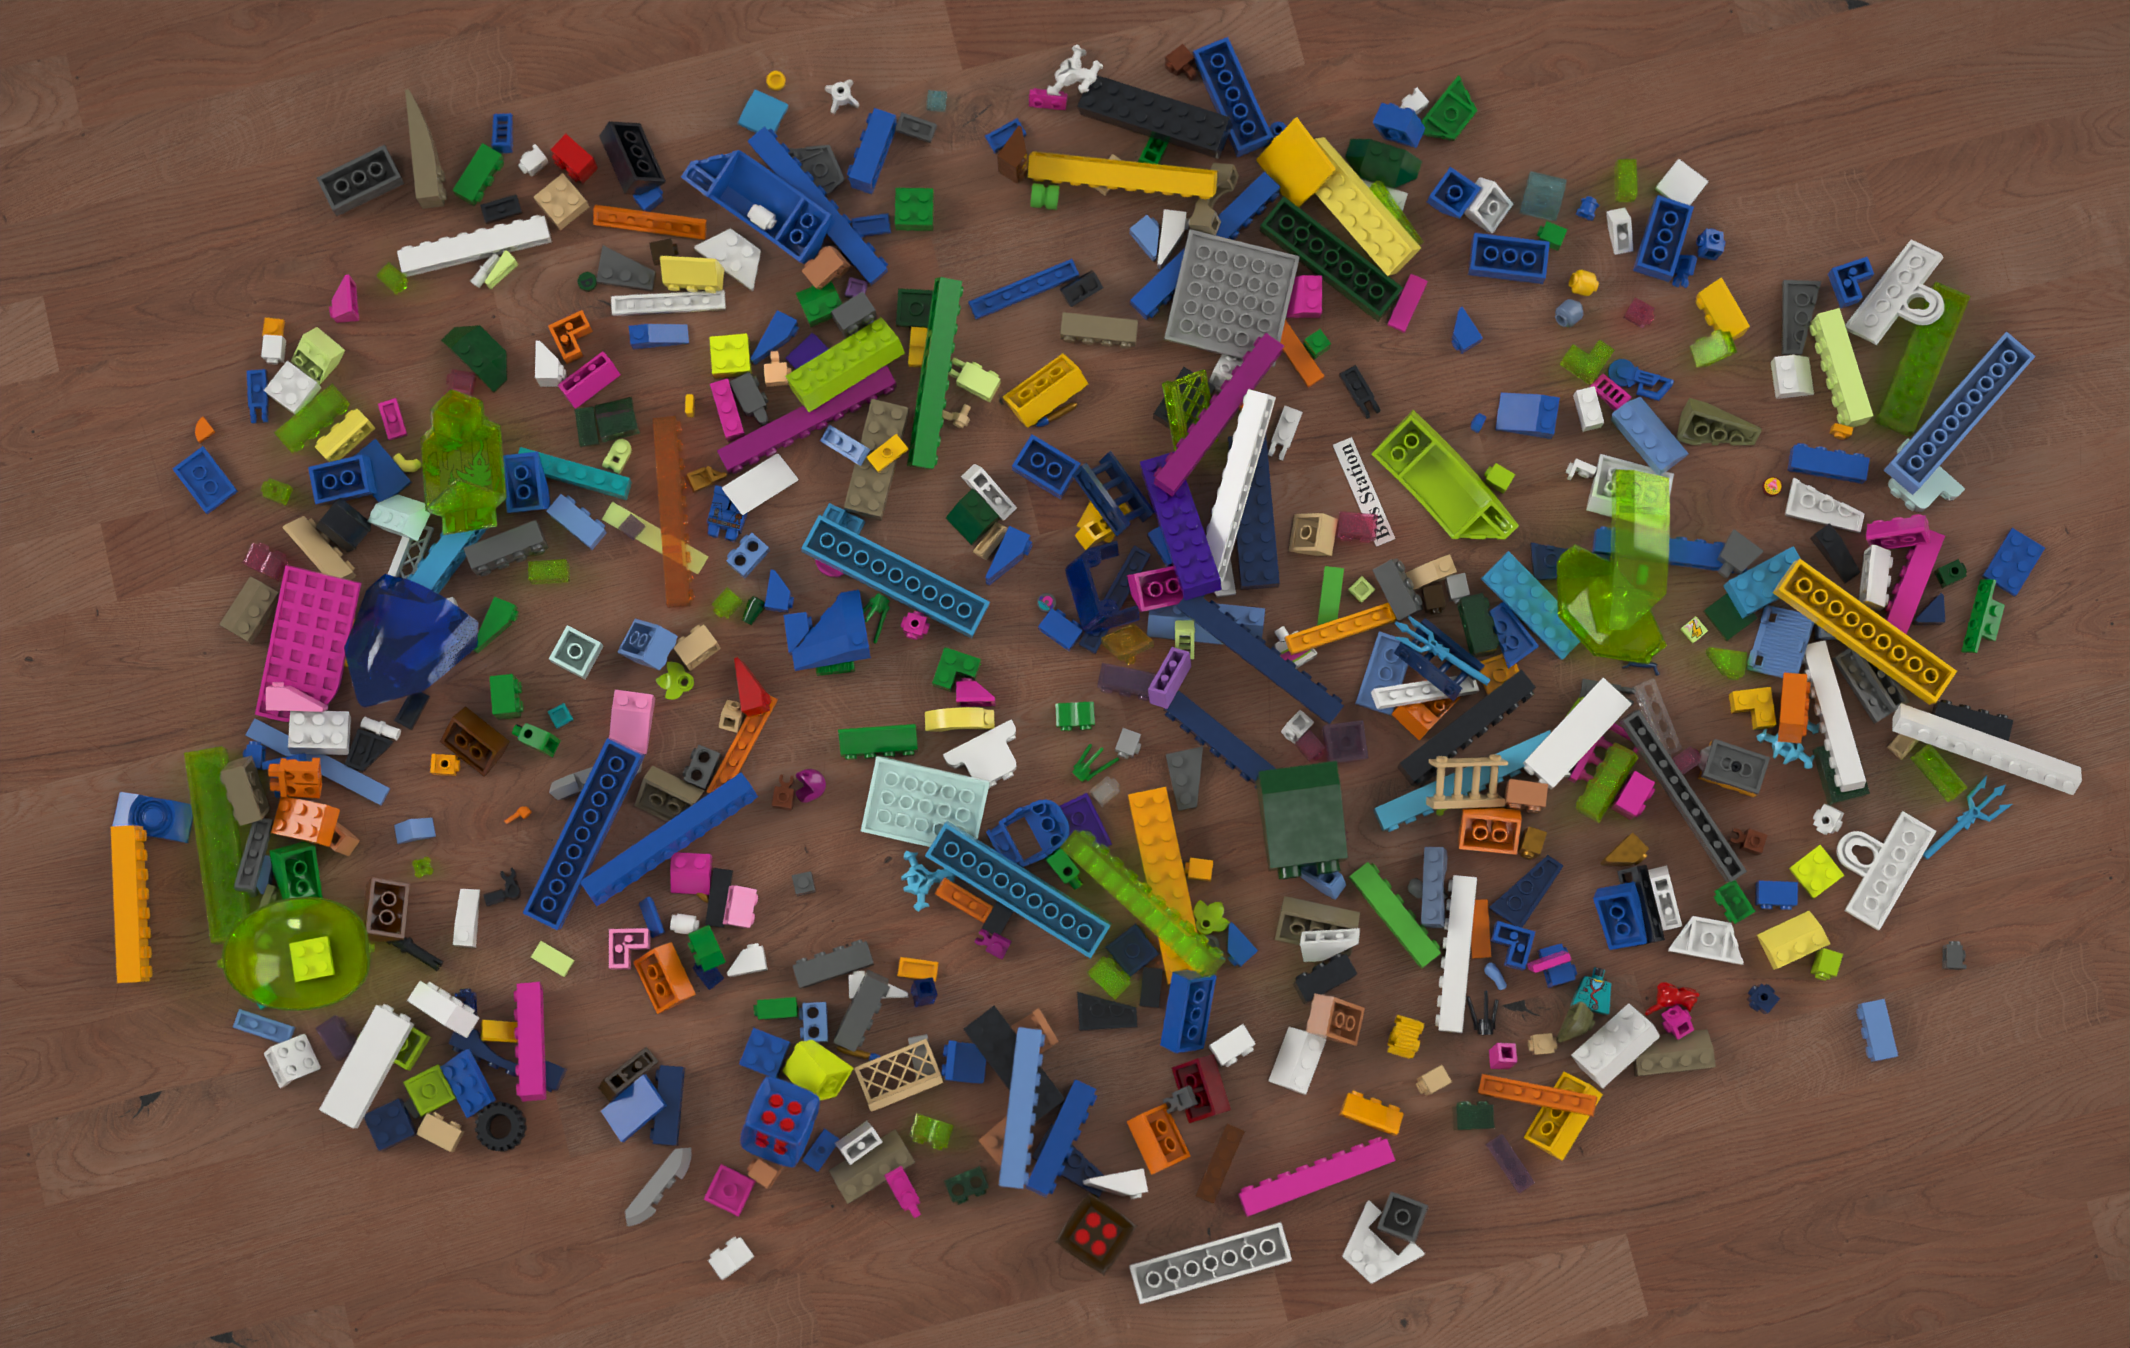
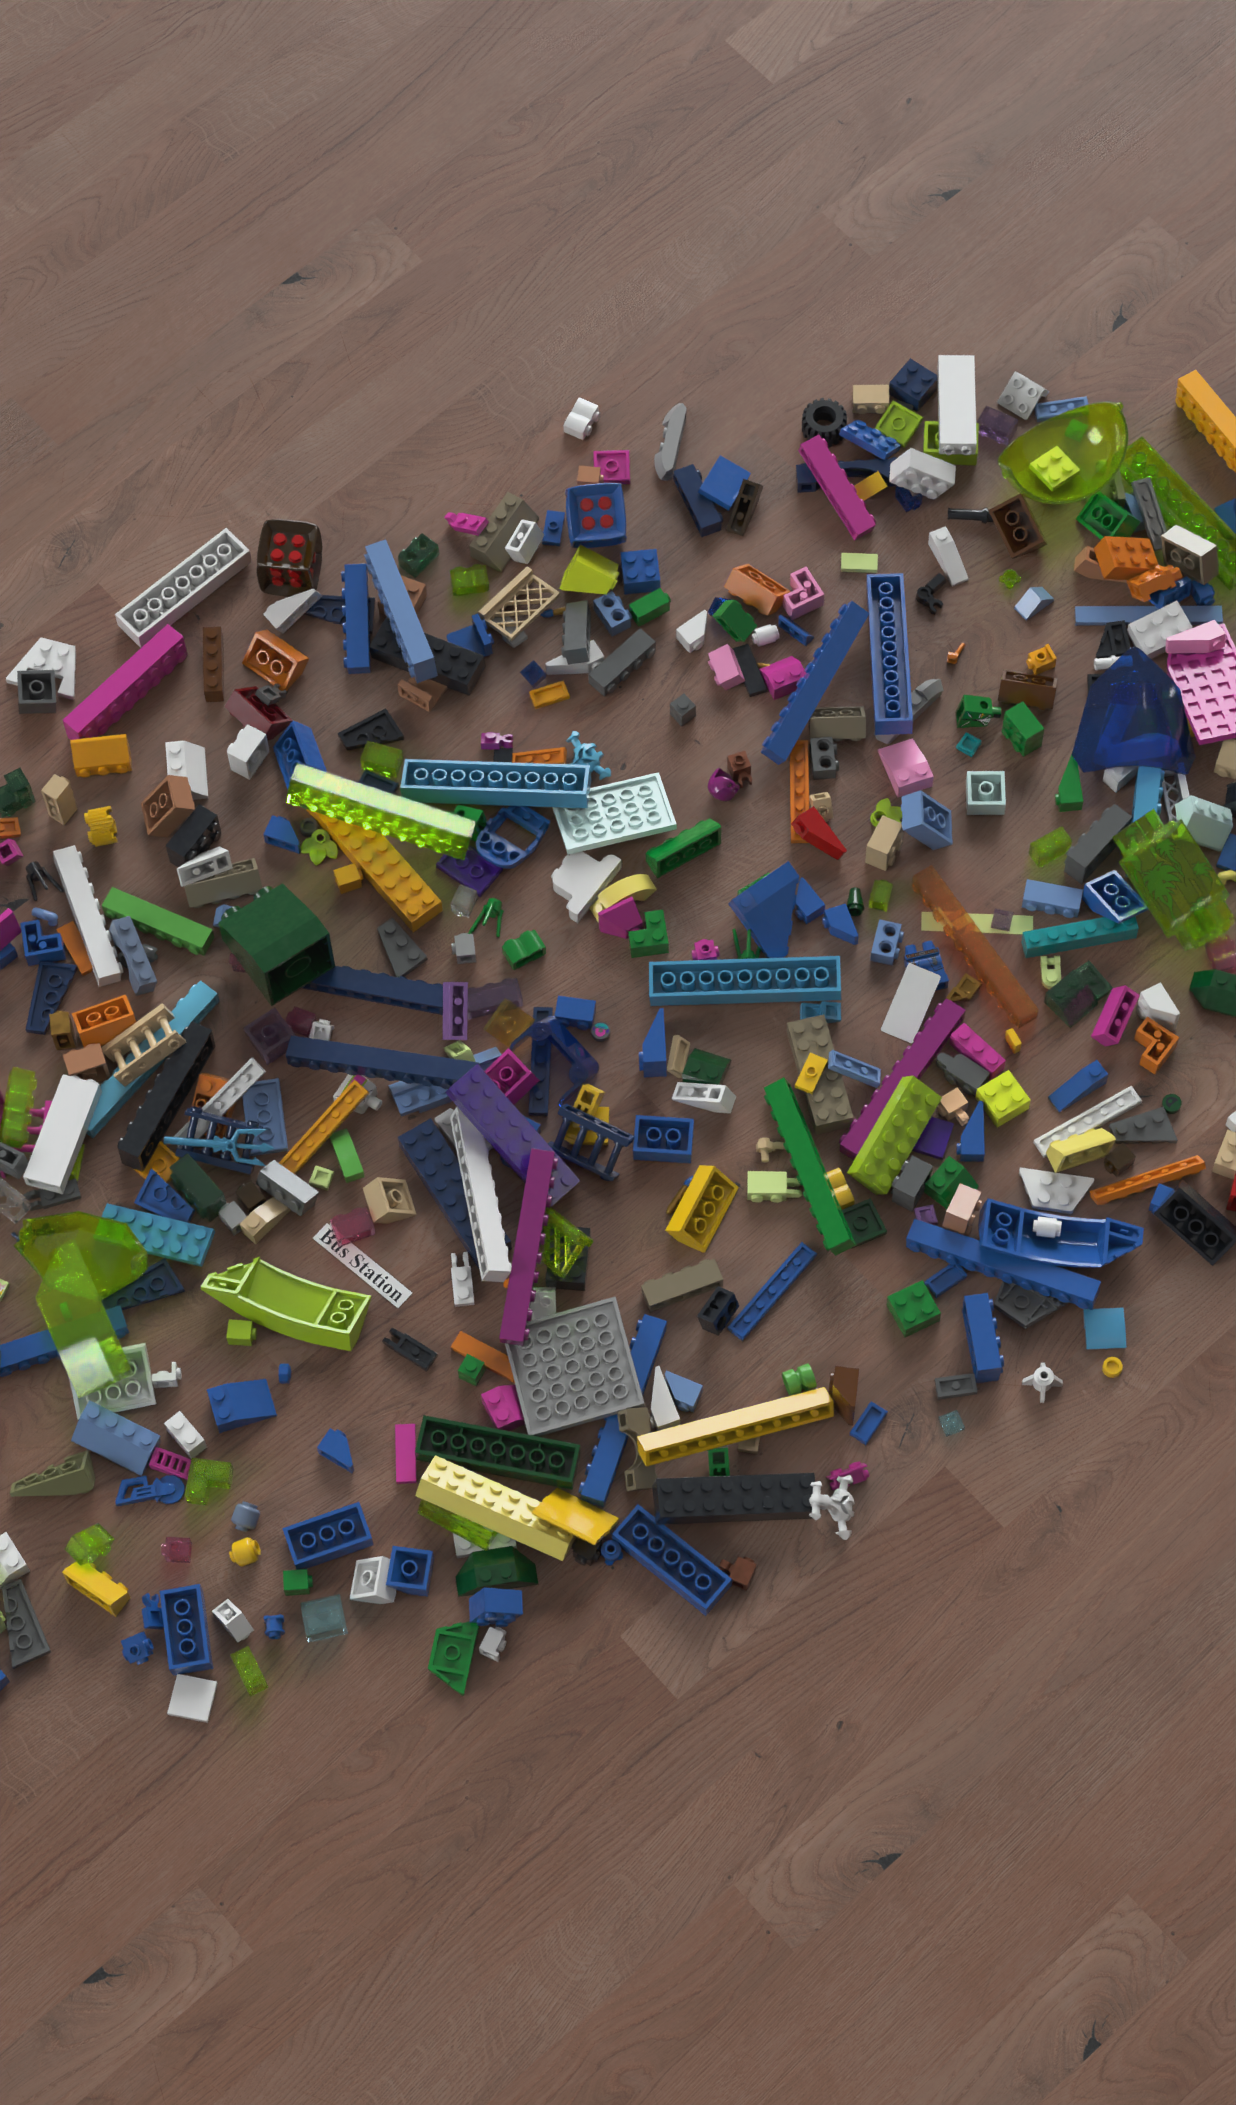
camera: 155 degrees right, 15 degrees down
(1151, 987) = (341, 766): black tile -> none

